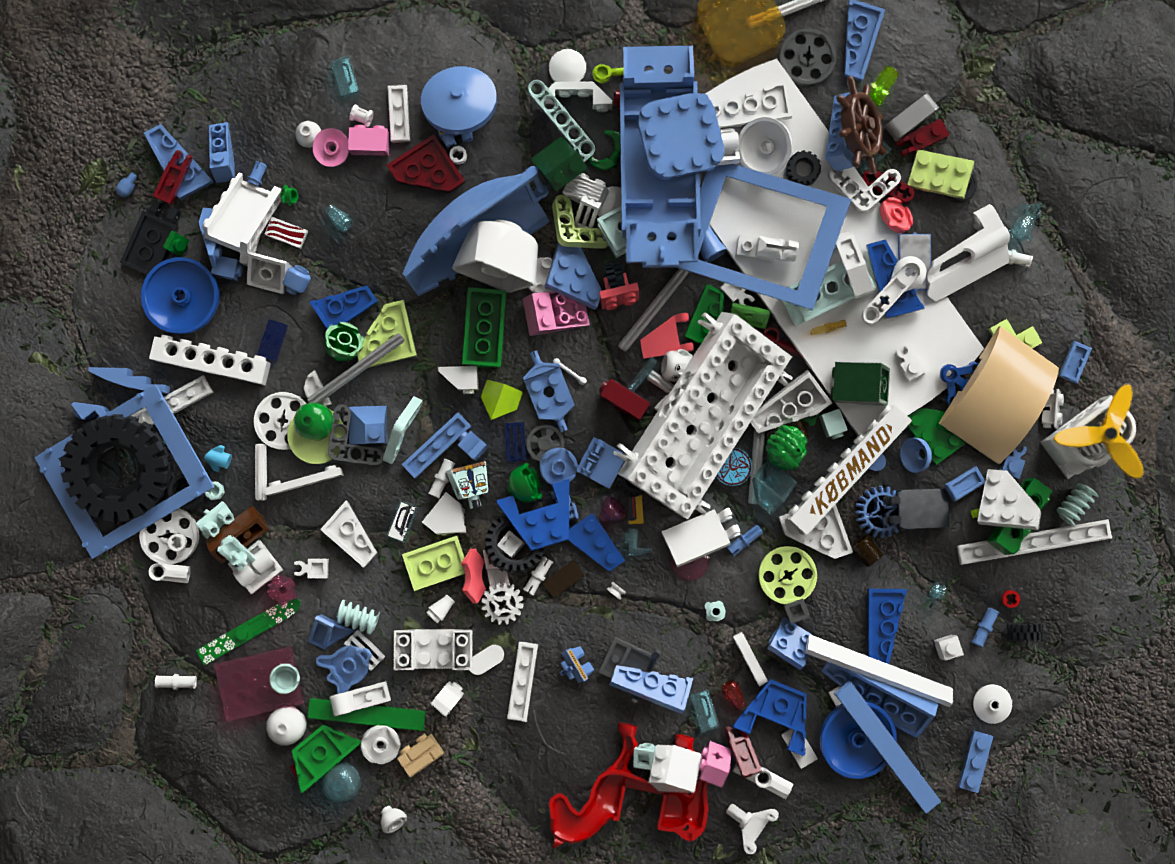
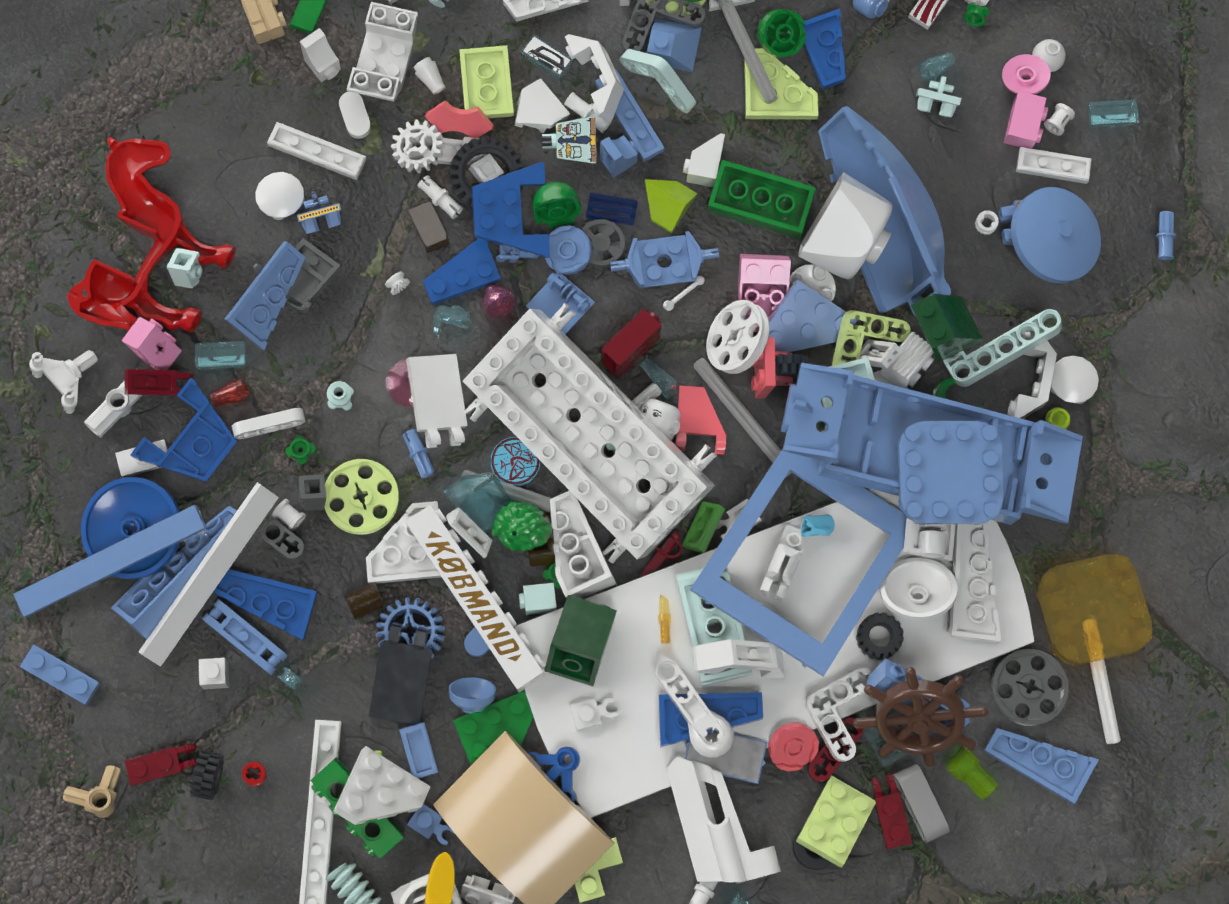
camera: 100 degrees right, 10 degrees down
(367, 202) = (926, 98): none -> light aqua hips
(427, 167) = (978, 182): dark red plate -> none
(433, 465) = (608, 97): none -> white slope
(437, 19) = (1166, 235): none -> medium blue axle
(566, 700) = (279, 195): none -> white dish
(602, 314) = (737, 337): none -> white wedge
(635, 510) = (489, 332): sticker -> none
(674, 769) = (160, 291): white slope -> none
(709, 302) = (728, 480): green wing -> none
(711, 247) = (805, 499): medium blue plant -> none
(733, 230) = (817, 525): none -> medium azure piece
(758, 630) = (301, 457): none -> green plate
(790, 643) = (275, 472): medium blue plate -> none
(799, 486) = (469, 531): none -> white slope
(816, 624) = (288, 515): none -> white bush
(844, 620) = (279, 544): none -> dark grey beam
(914, 633) = (244, 637): none -> medium blue plate
(983, 704) = (137, 723): white dish -> none
(985, 627) = (226, 729): medium blue pin -> none
(1021, 669) = (159, 764): none -> dark red hinge
(1051, 703) = (89, 798): none -> tan axle

